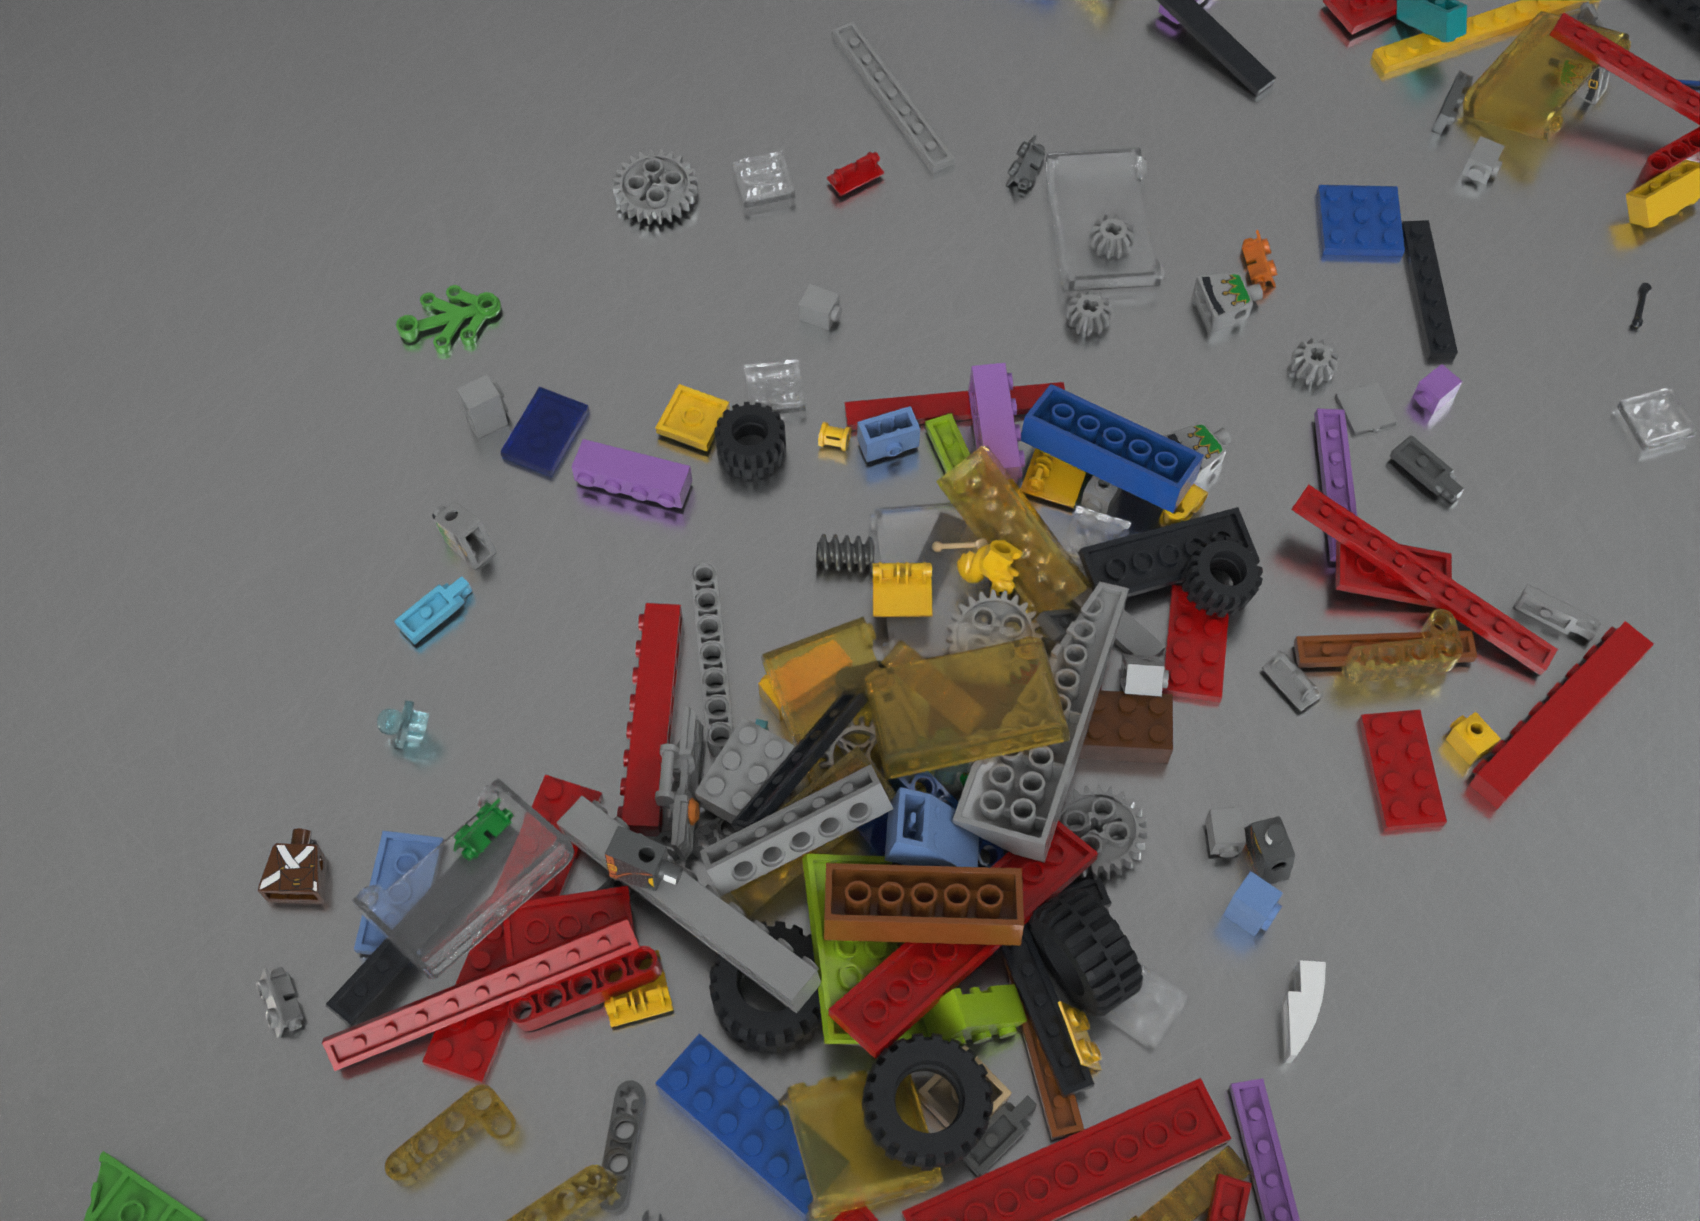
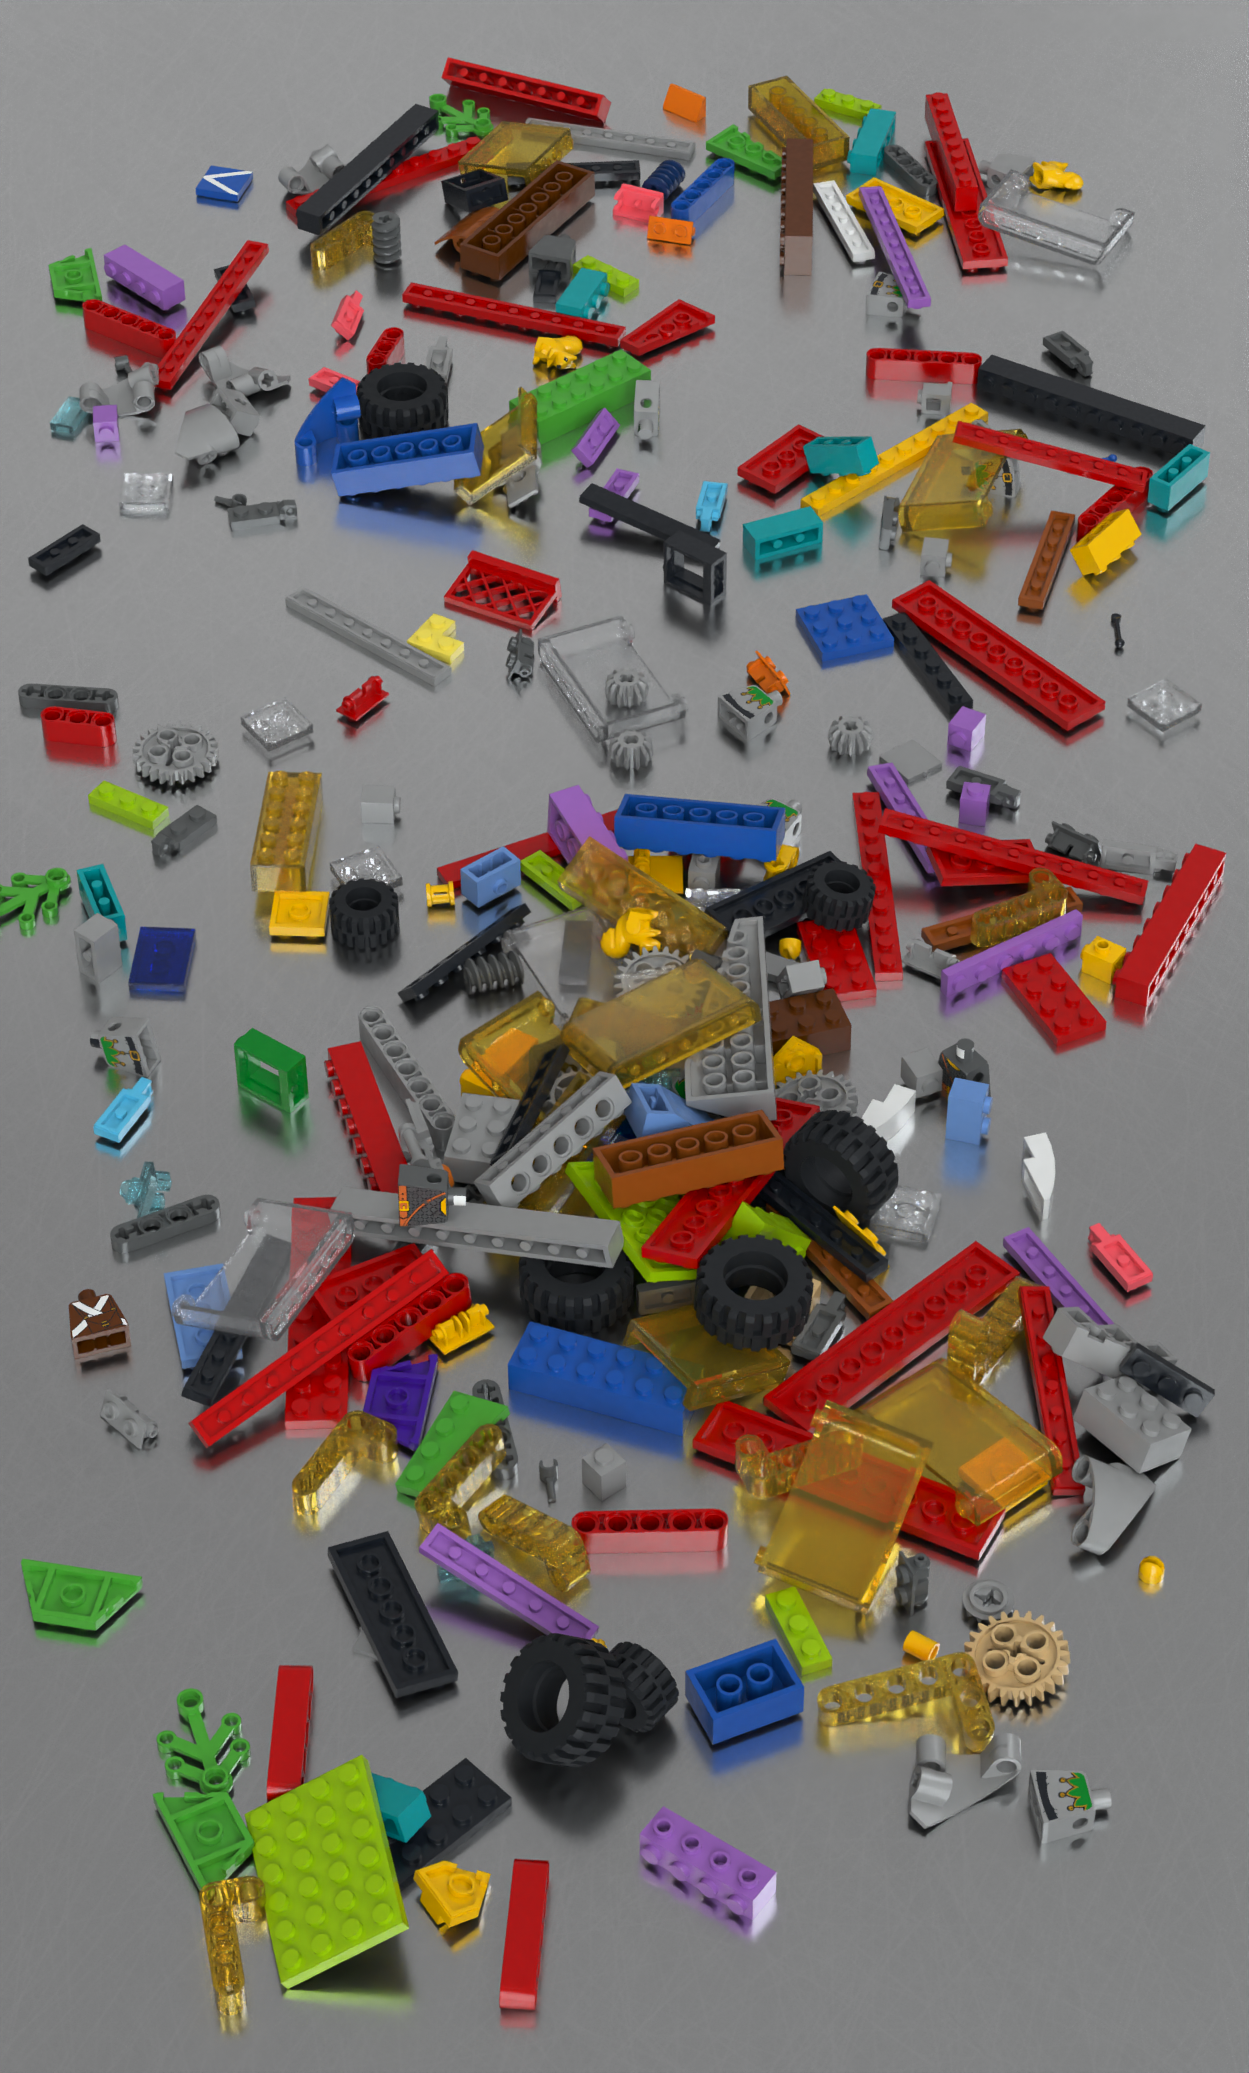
camera: 20 degrees left, 20 degrees down
(415, 757) = (163, 1220): none -> dark grey beam
(472, 837) = (265, 1233): green hinge -> none
(510, 351) = (100, 896): none -> teal brick
(543, 1075) = (403, 1397): none -> dark purple wing
(579, 128) = (78, 726): none -> red beam
(579, 1140) = (448, 1433): none -> bright green wing
(581, 612) = (283, 1091): none -> green window
(585, 93) = (97, 698): none -> dark grey beam
(590, 233) = (128, 805): none -> lime plate
(627, 280) = (183, 830): none -> dark grey hinge
(632, 474) = (264, 964): medium lavender brick -> none
(715, 318) = (286, 832): none -> clear yellow brick
(820, 523) = (455, 961): none -> black plate
(902, 589) = (559, 975): yellow hinge -> none
(937, 546) = (576, 939): tan hinge -> none
(950, 119) = (434, 640): none -> light yellow plate
(1057, 69) = (511, 578): none -> red fence
(1100, 772) = (794, 1058): none -> yellow plate
(1152, 617) = (790, 948): none -> yellow hinge
(1163, 877) = (891, 1114): none -> white slope
(1238, 129) = (706, 588): none -> black window
(1273, 558) = (874, 860): none -> red plate
(1282, 30) = (710, 503): none -> medium azure hinge
(1340, 87) = (782, 533): none -> teal brick
(1345, 1153) = (1119, 1258): none -> coral hinge
(1371, 699) = (1011, 952): none -> medium lavender plate
(1410, 490) = (974, 804): none -> medium lavender brick
(1504, 579) = (1084, 848): none -> dark grey hinge
(1506, 304) = (999, 655): none -> red plate
(1598, 195) = (1046, 560): none -> dark orange plate

